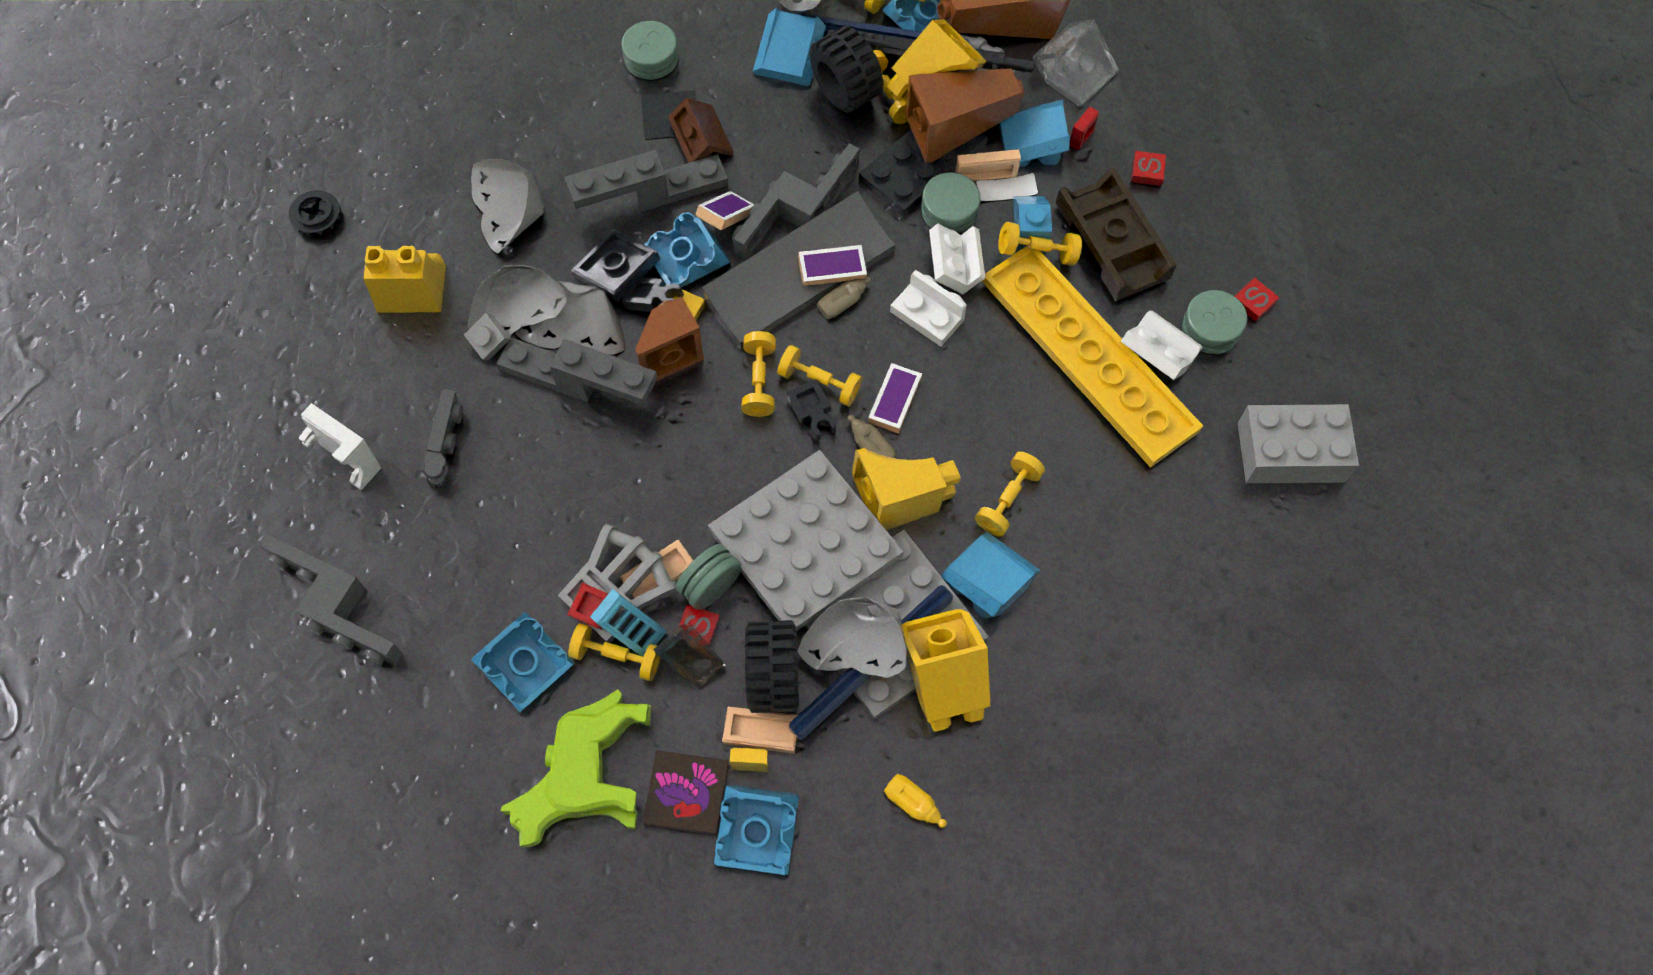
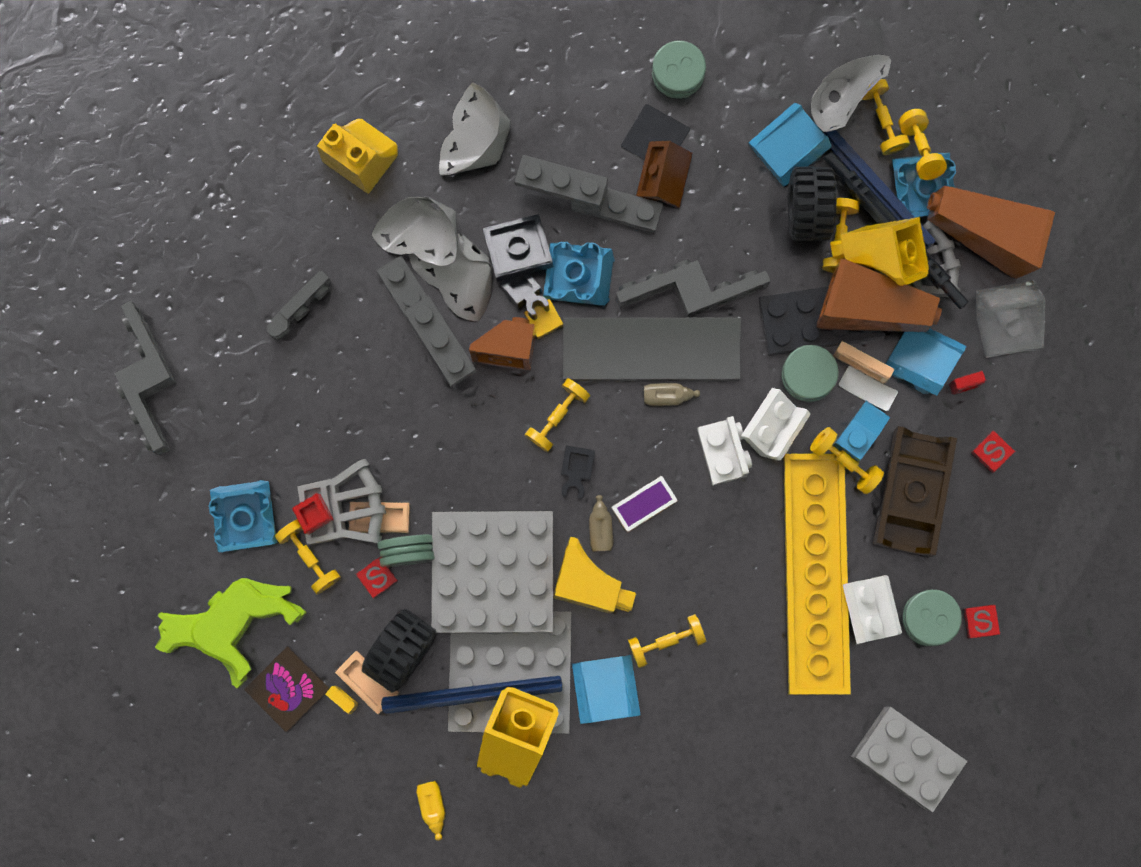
camera: 40 degrees right, 15 degrees up
(308, 204) = (330, 31): black gear -> none
(342, 443) = (227, 281): white piece -> none
(487, 336) = (384, 243): light grey plate -> none
(609, 608) = (326, 527): medium azure slope -> none
(690, 655) = (354, 596): clear smoke slope -> none
(724, 210) = (630, 261): tile -> none
(756, 829) = (315, 748): dark azure slope -> none
(790, 361) = (587, 421): yellow wheel -> none
(832, 265) = (676, 365): tile -> none
(856, 638) = (475, 671): light grey piece -> none

